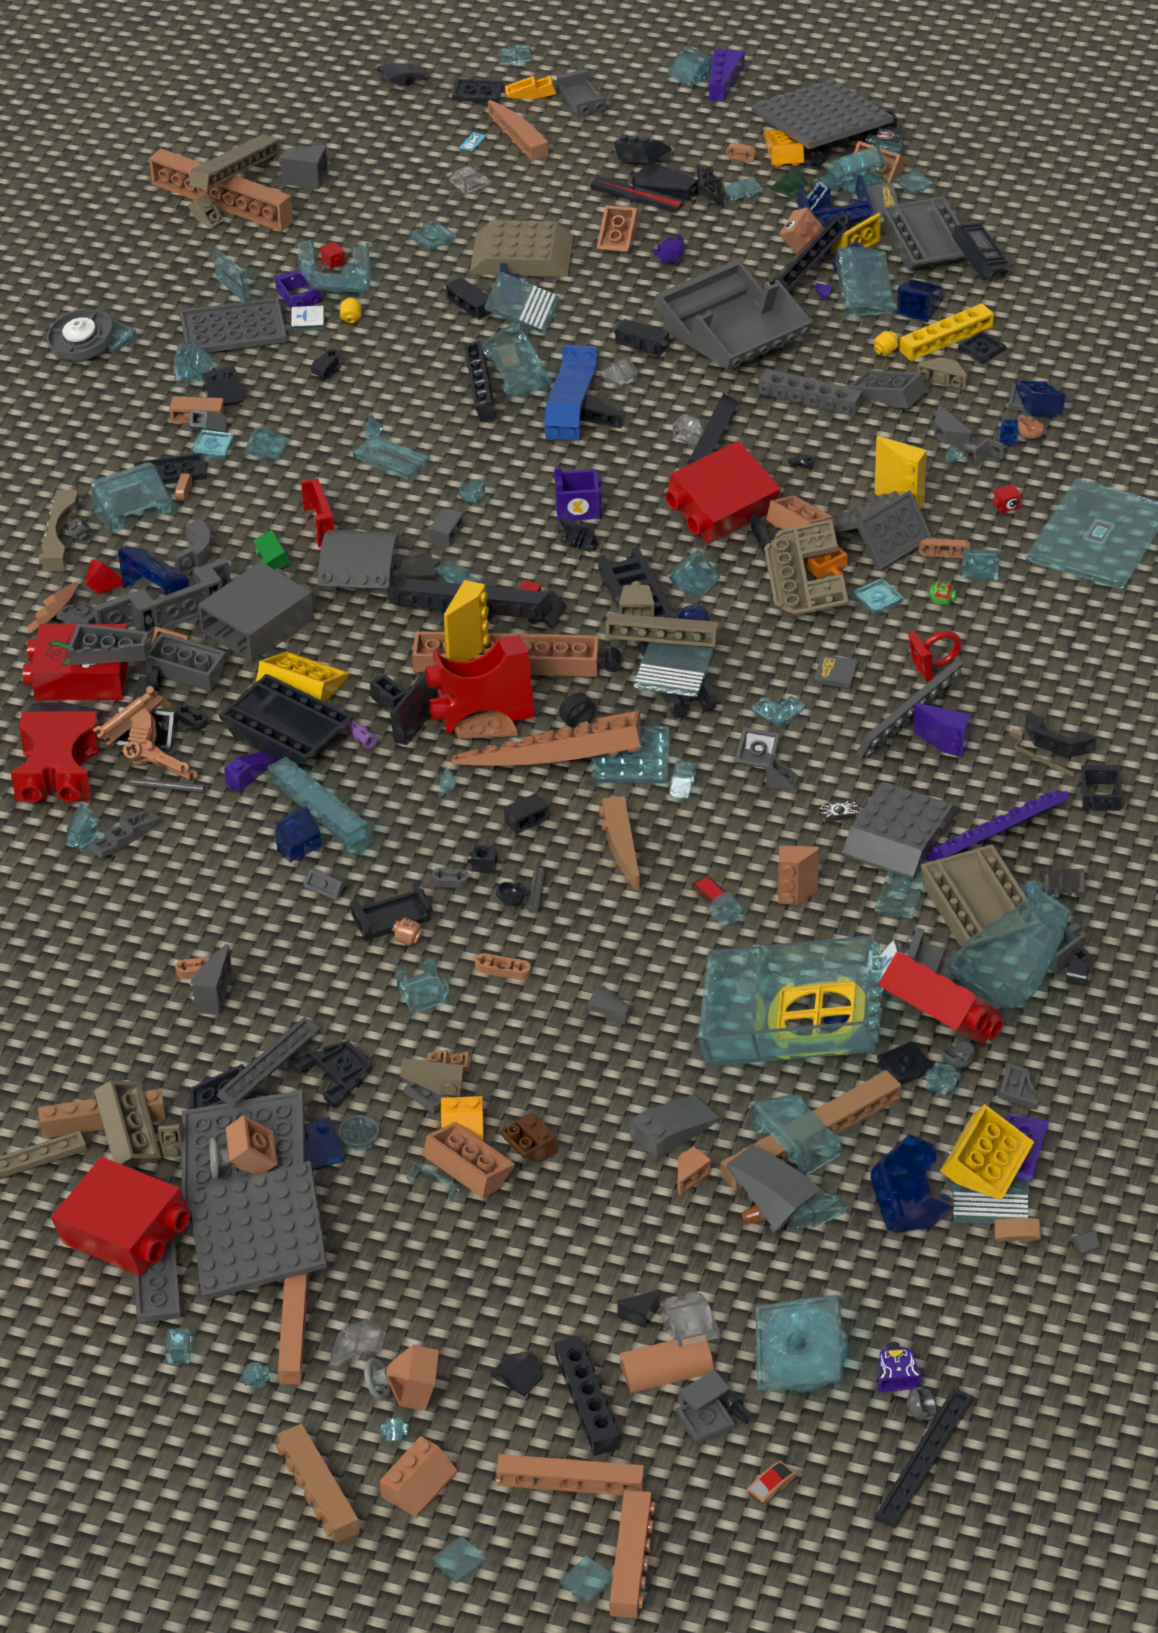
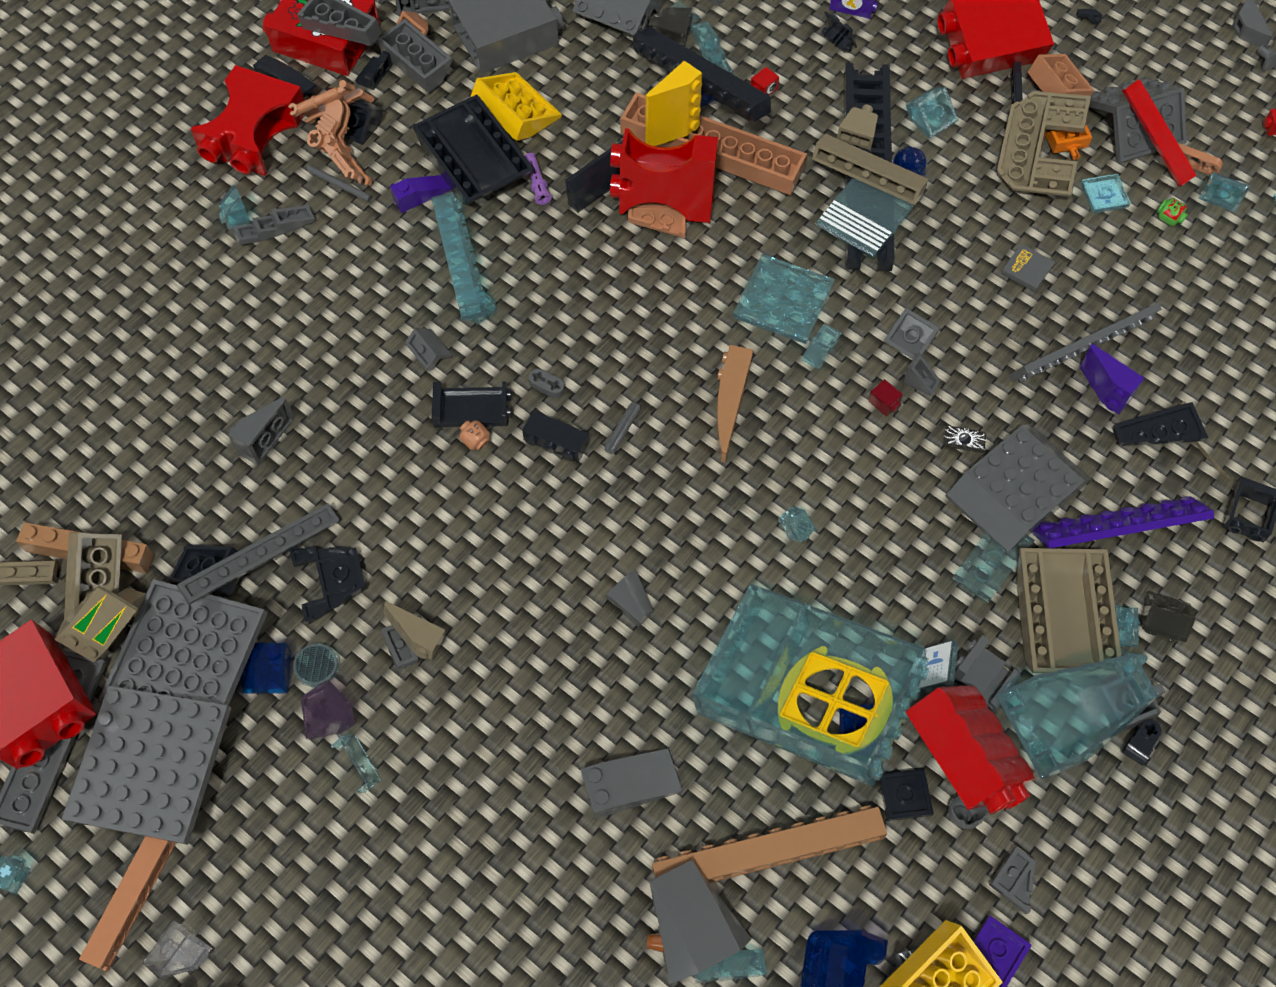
camera: 20 degrees right, 20 degrees up
(156, 1145) = (95, 623): none -> dark tan slope
(191, 967) = (259, 402): nougat beam -> none
(195, 719) = (394, 117): black beam -> none
(248, 1148) = (169, 665): nougat piece -> none
(256, 1375) = (61, 949): clear light blue gear -> none
(297, 834) = (422, 284): clear blue slope -> none
(386, 692) = (580, 149): black brick -> none
(387, 1156) = (326, 711): none -> clear purple slope
(423, 989) = (458, 509): clear light blue panel -> none
(444, 1057) = (442, 610): medium nougat slope -> none
(447, 782) = (592, 270): clear light blue piece -> none
(465, 1112) = (419, 694): light orange slope -> none
(467, 1159) = (400, 749): nougat slope -> none
(481, 911) = (555, 436): none -> black brick
(483, 859) = (589, 380): black brick -> none
(508, 972) = (545, 501): nougat beam -> none
(511, 893) = (594, 423): black hair -> none
(526, 813) = (651, 333): black brick -> none
(531, 1138) = (471, 748): reddish brown slope -> none
(554, 615) = (781, 104): black panel -> none
(572, 703) = (748, 223): black tyre -> none
(605, 736) = (761, 272): nougat wedge -> none
(612, 659) = (812, 181): black piece -> none
(692, 1168) = (620, 853): nougat slope -> none
(707, 888) = (794, 491): tile -> none
(757, 800) = (885, 398): none -> dark red brick
(780, 713) = (949, 299): clear light blue plate -> none
(797, 873) = (884, 513): nougat slope -> none
(797, 1131) = (750, 851): clear light blue windscreen -> none
(900, 469) = (1182, 60): yellow slope -> none
(904, 532) = (1159, 132): none -> red tile
(922, 655) = (1123, 282): red tile -> none
(941, 1078) = (934, 839): clear light blue brick -> none
(953, 454) = (1243, 53): clear light blue tile -> none
(1004, 750) = (1166, 426): none -> black wing
(1080, 745) = (1230, 440): black slope -> none

